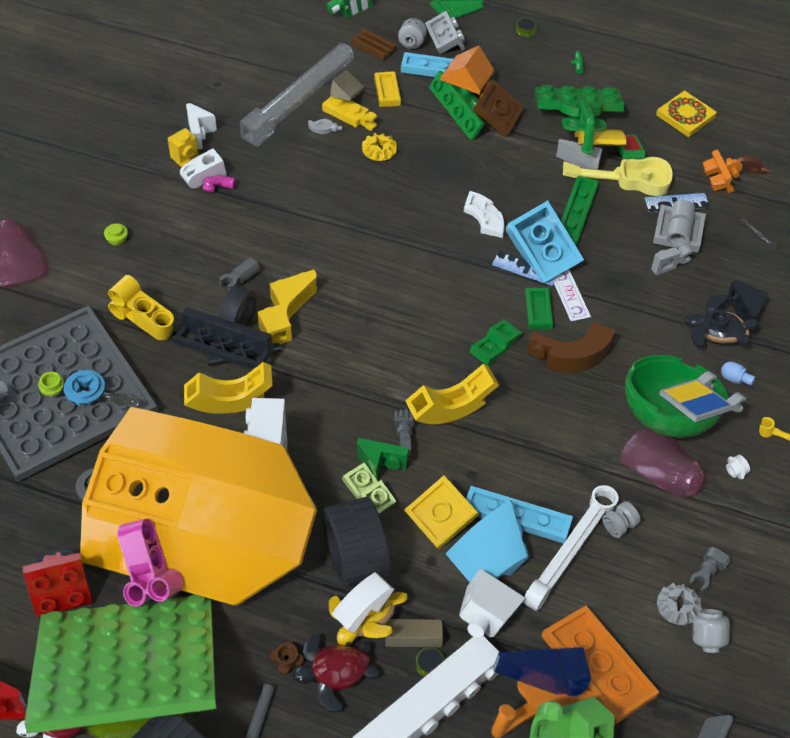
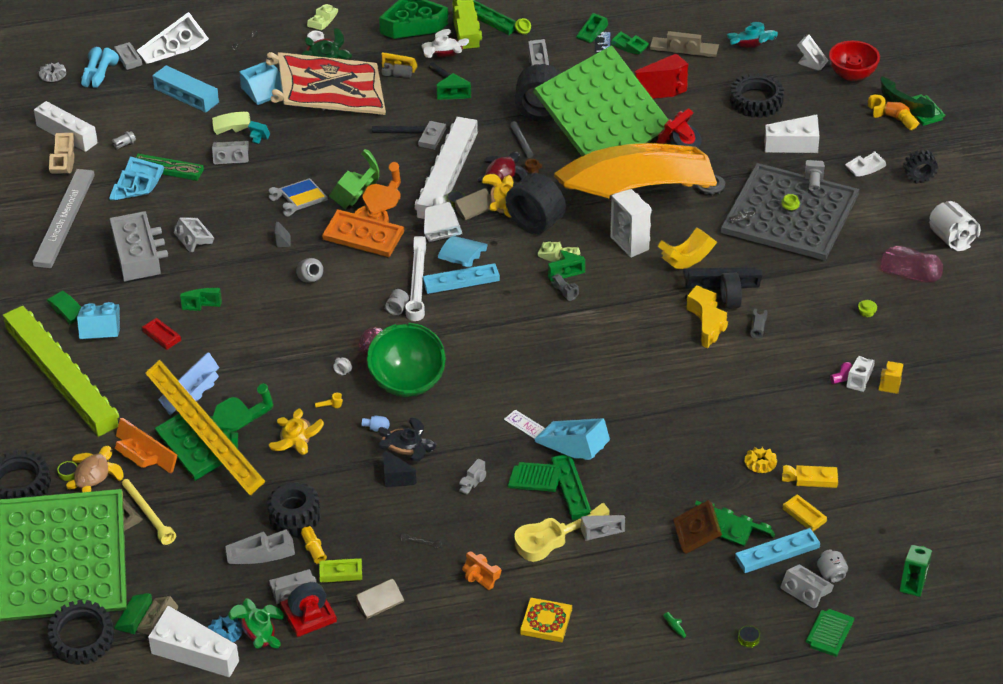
camera: 150 degrees right, 10 degrees down
(84, 378) = (776, 207): dark azure gear -> none
(130, 300) = (790, 264): yellow piece -> none
(146, 564) = (636, 136): dark pink piece -> none
(200, 122) = (906, 402): white slope -> none
(260, 123) = (864, 468): clear brick -> none
(323, 126) = (818, 455): light grey piece -> none
(346, 86) = (830, 484): dark tan slope -> none
(366, 596) = (507, 181): white slope -> none
(374, 44) = (858, 545): reddish brown tile -> none
(441, 512) = (505, 256): yellow tile -> none
(453, 403) = (552, 308): yellow arch -> none
(469, 70) = (746, 537): orange slope -> none
(486, 213) = (636, 451): white tile -> none
(496, 343) = (553, 365): green slope -> none
(538, 309) = (543, 403): green tile -> none
(549, 669) = (385, 195): clear blue slope -> none
(576, 355) = (495, 376): reddish brown arch -> none
(582, 107) = (632, 572): green plate -> none
(606, 233) = (535, 477): none -> green window
(608, 137) = (593, 528): yellow slope -> none
(632, 149) = (569, 552): green tile -> none
(655, 203) = (498, 539): sticker -> none
(668, 607) = (329, 286): light grey gear -> none
(679, 226) = (482, 505): light grey plate -> none
(699, 400) = (387, 349): flag -> none
(713, 560) = (328, 310): dark grey piece -> none
(753, 165) = (459, 593): copper piece -> none

